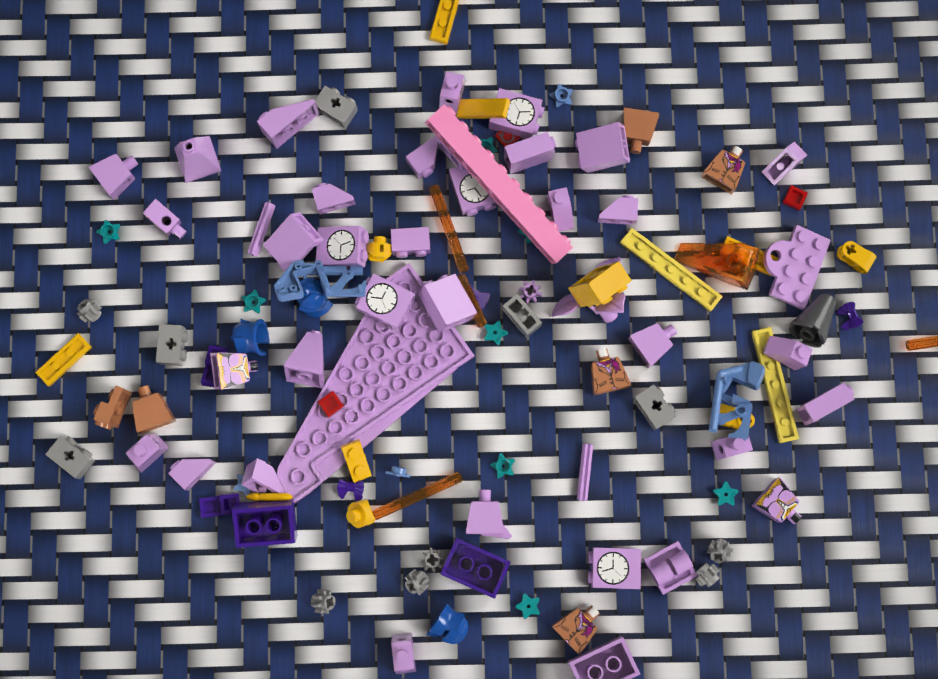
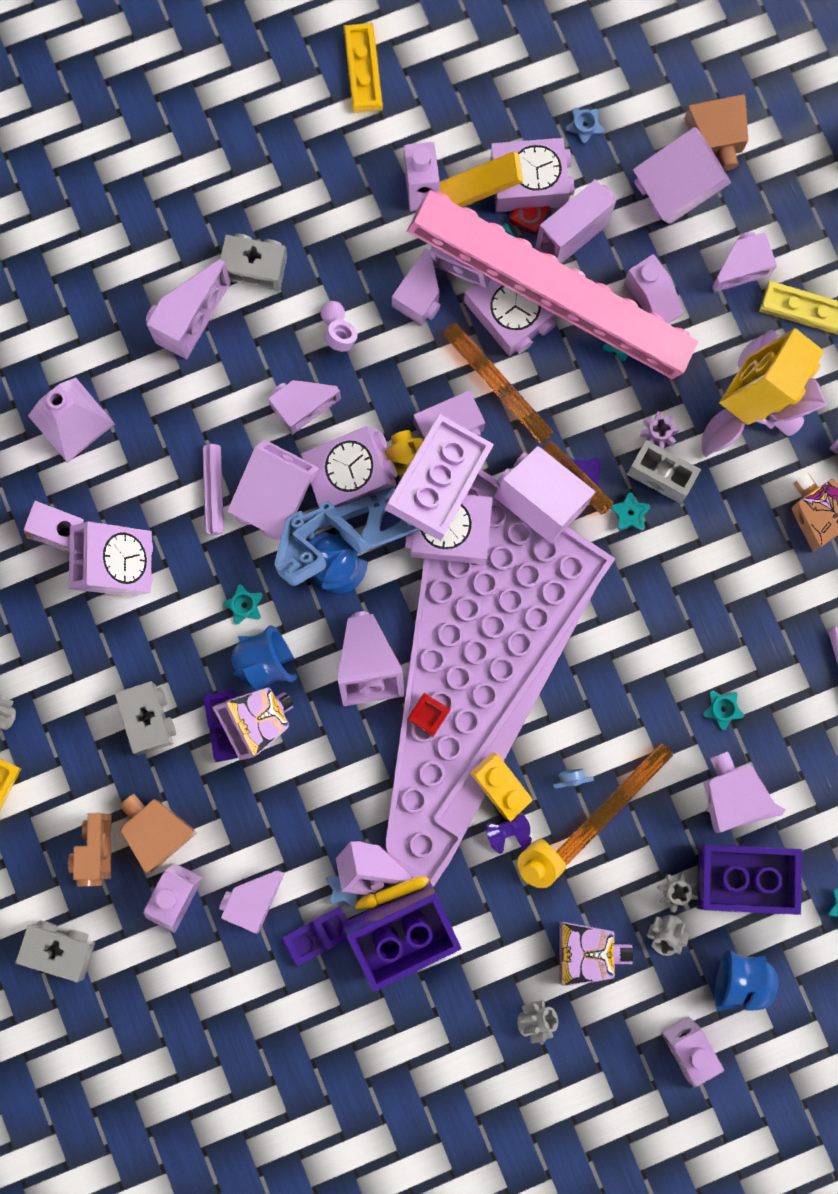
camera: 25 degrees left, 0 degrees up
(186, 247) = (110, 559): none -> lavender brick
(367, 574) = (589, 954): none -> torso
(369, 166) = (340, 333): none -> lavender plate
(387, 270) = (439, 477): none -> plate

